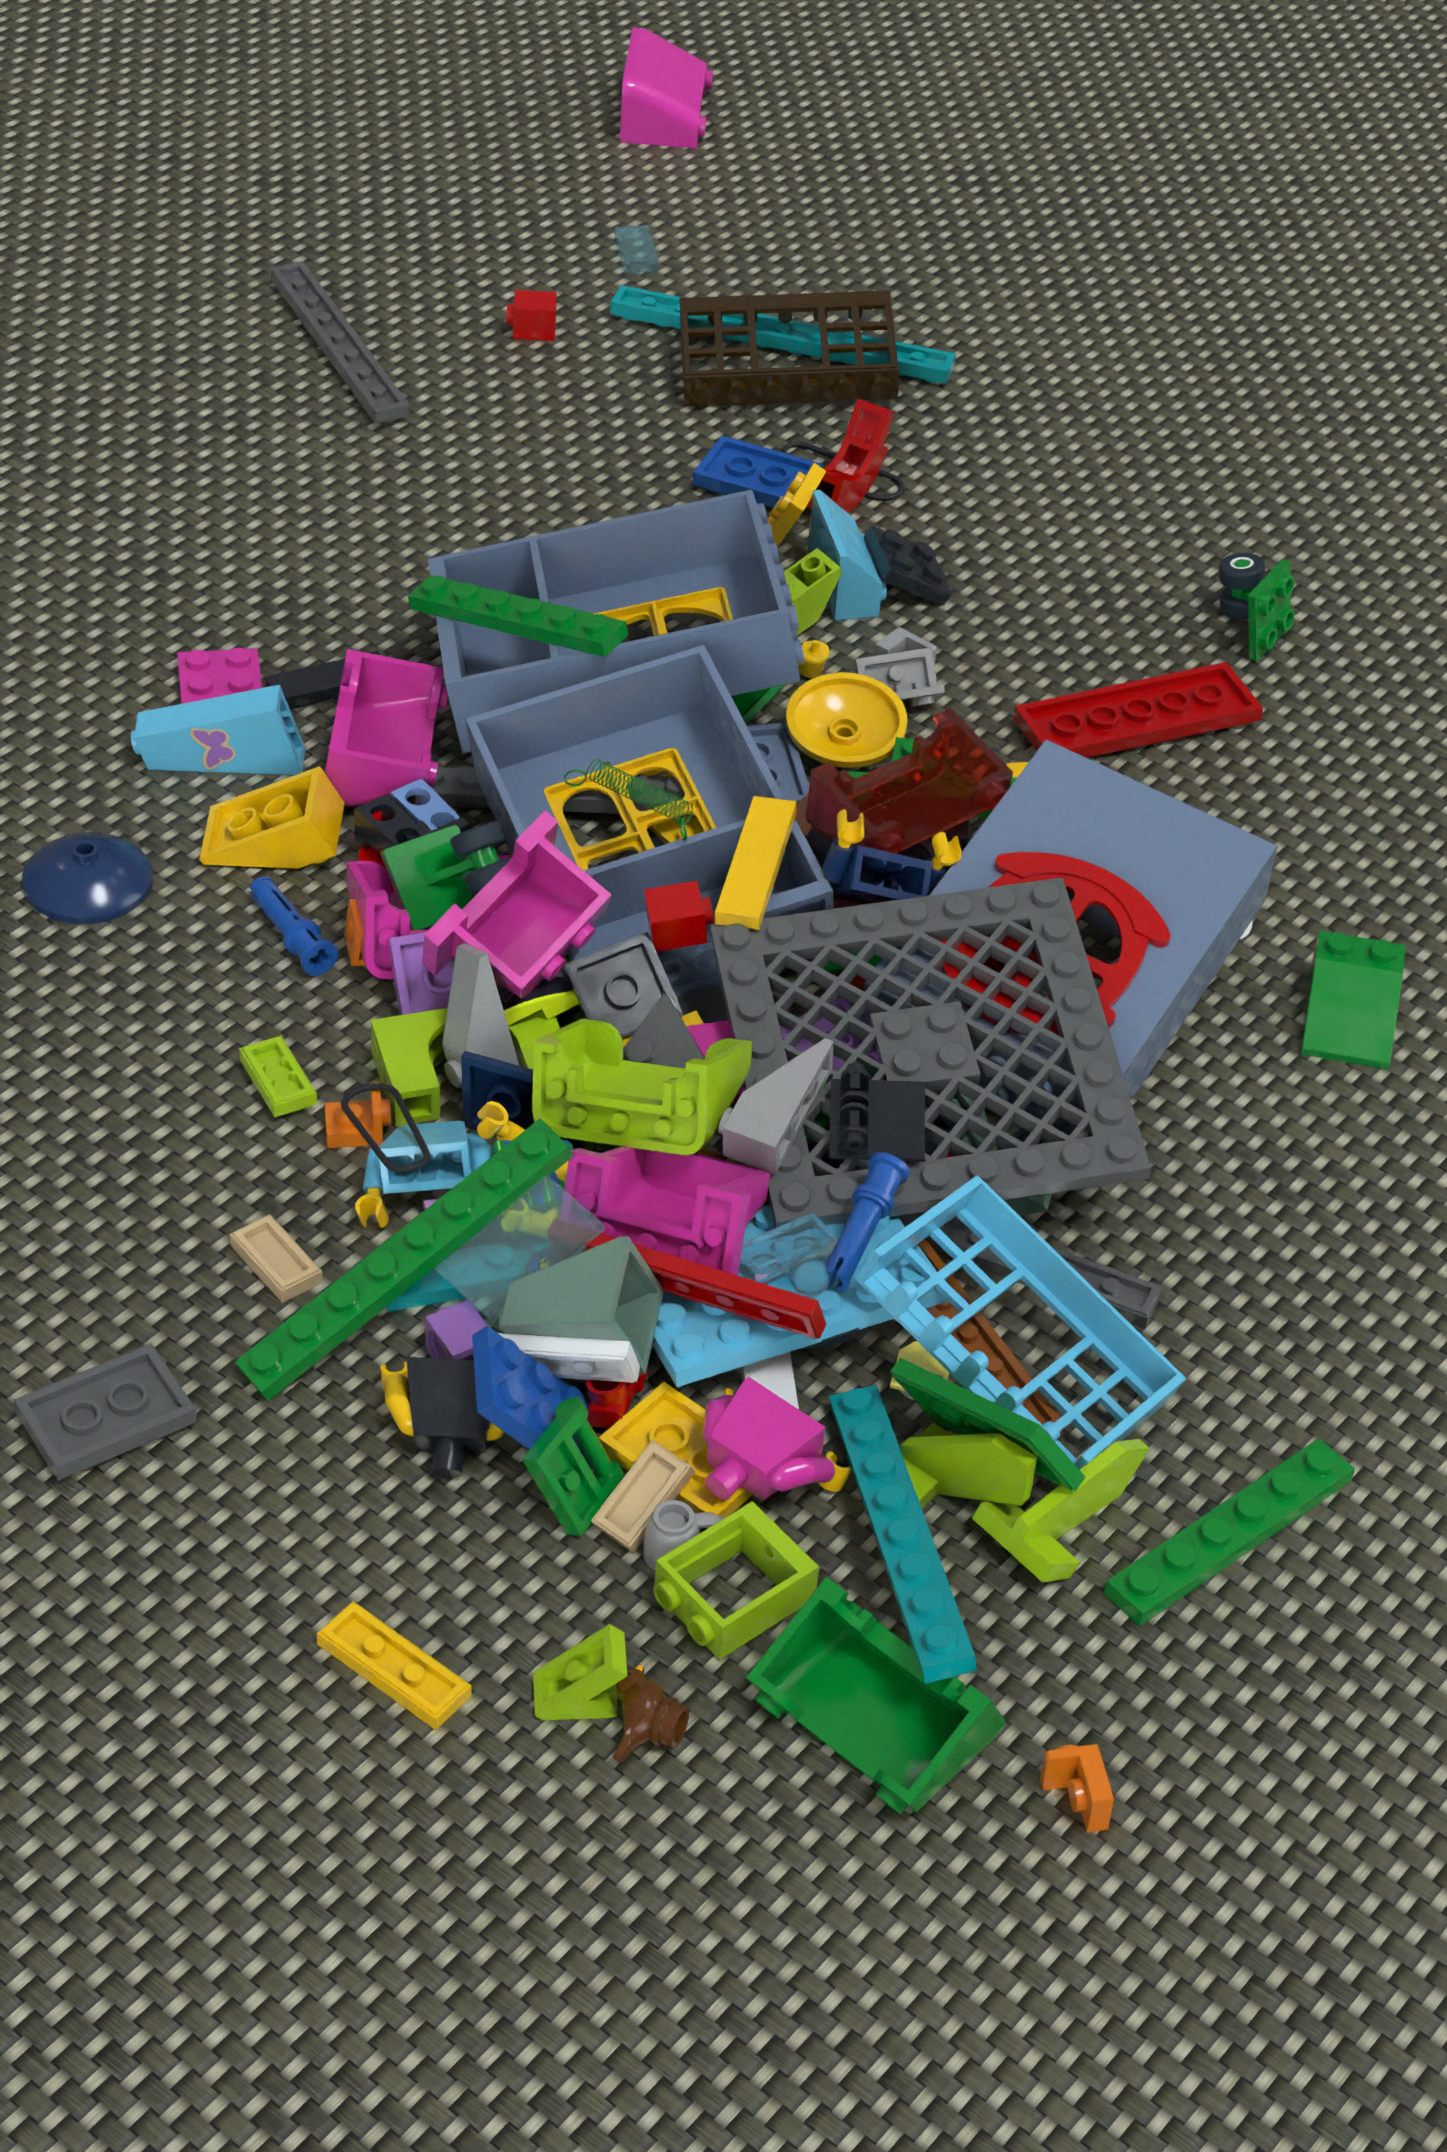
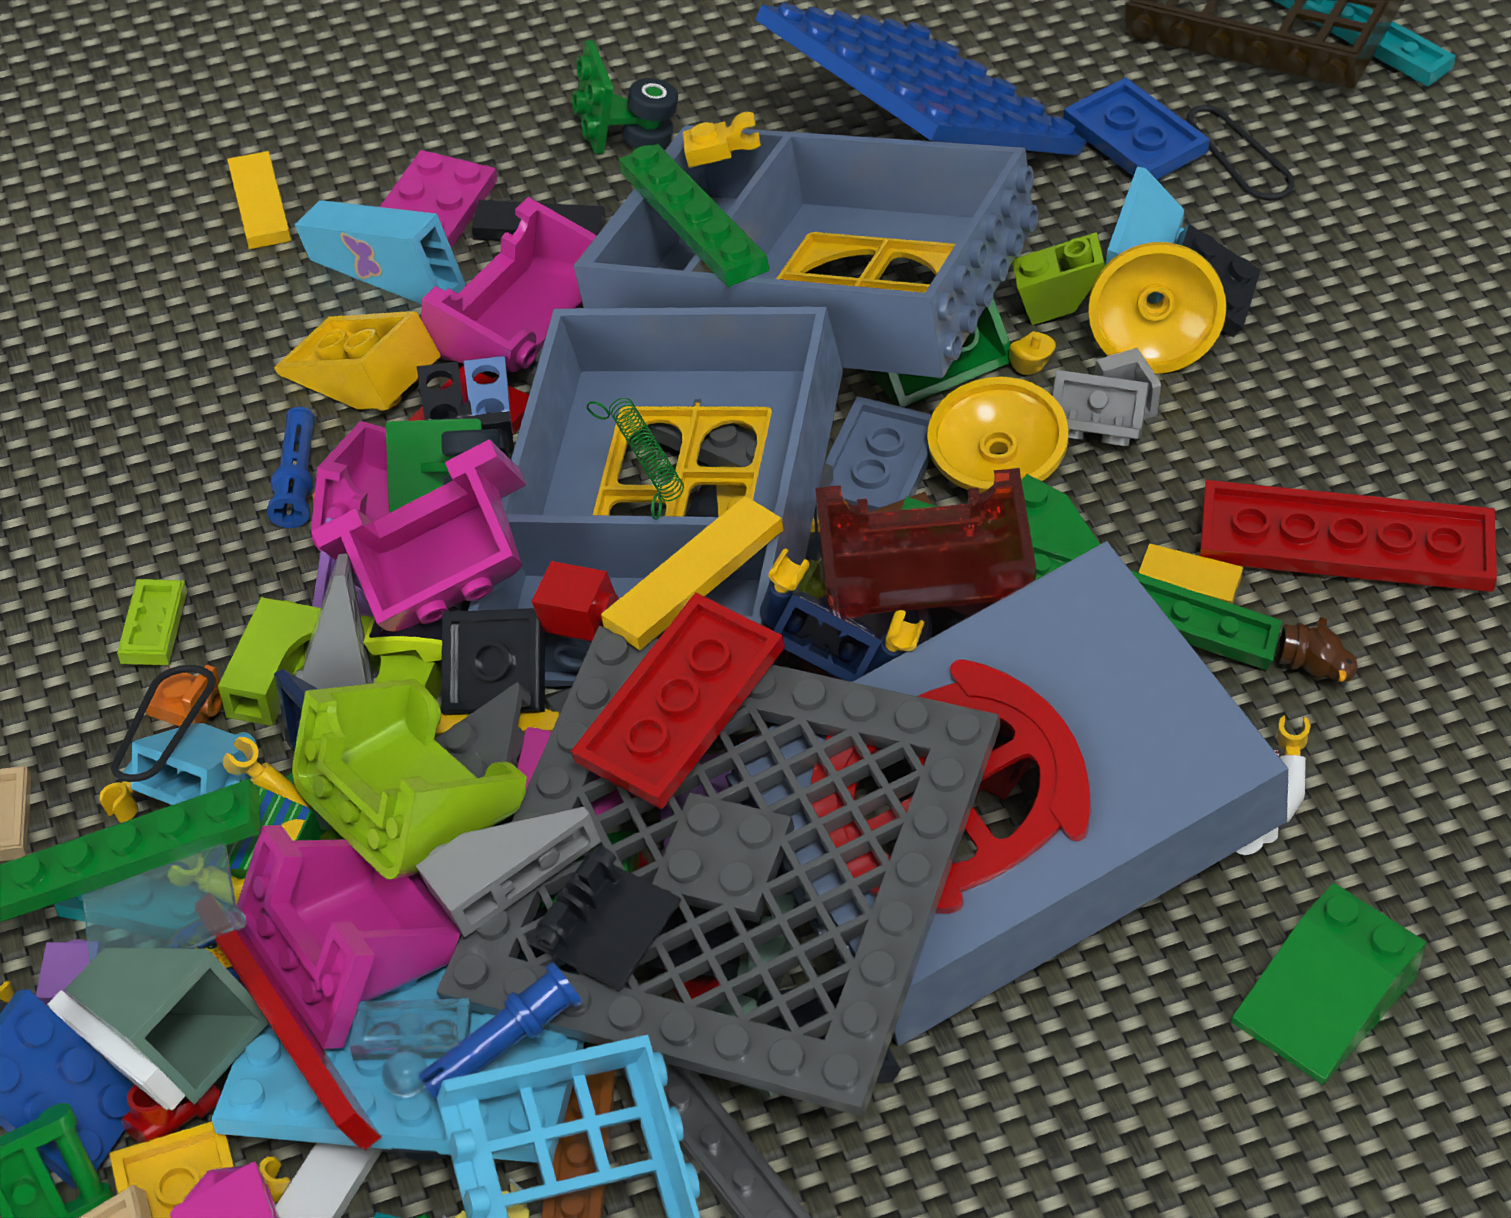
camera: 35 degrees right, 5 degrees up
(62, 734) = (259, 200): none -> yellow tile
(87, 878) = (165, 352): dark blue dish -> none
(312, 565) = (643, 114): none -> plate
(479, 561) = (714, 142): none -> yellow plate
(582, 469) = (922, 80): none -> blue plate
(793, 503) = (1116, 178): yellow plate -> none
(827, 947) = (678, 700): none -> red plate
(859, 456) = (1233, 158): red arch -> none
(915, 592) = (1165, 332): none -> yellow dish
(1187, 791) = (1316, 651): none -> reddish brown animal

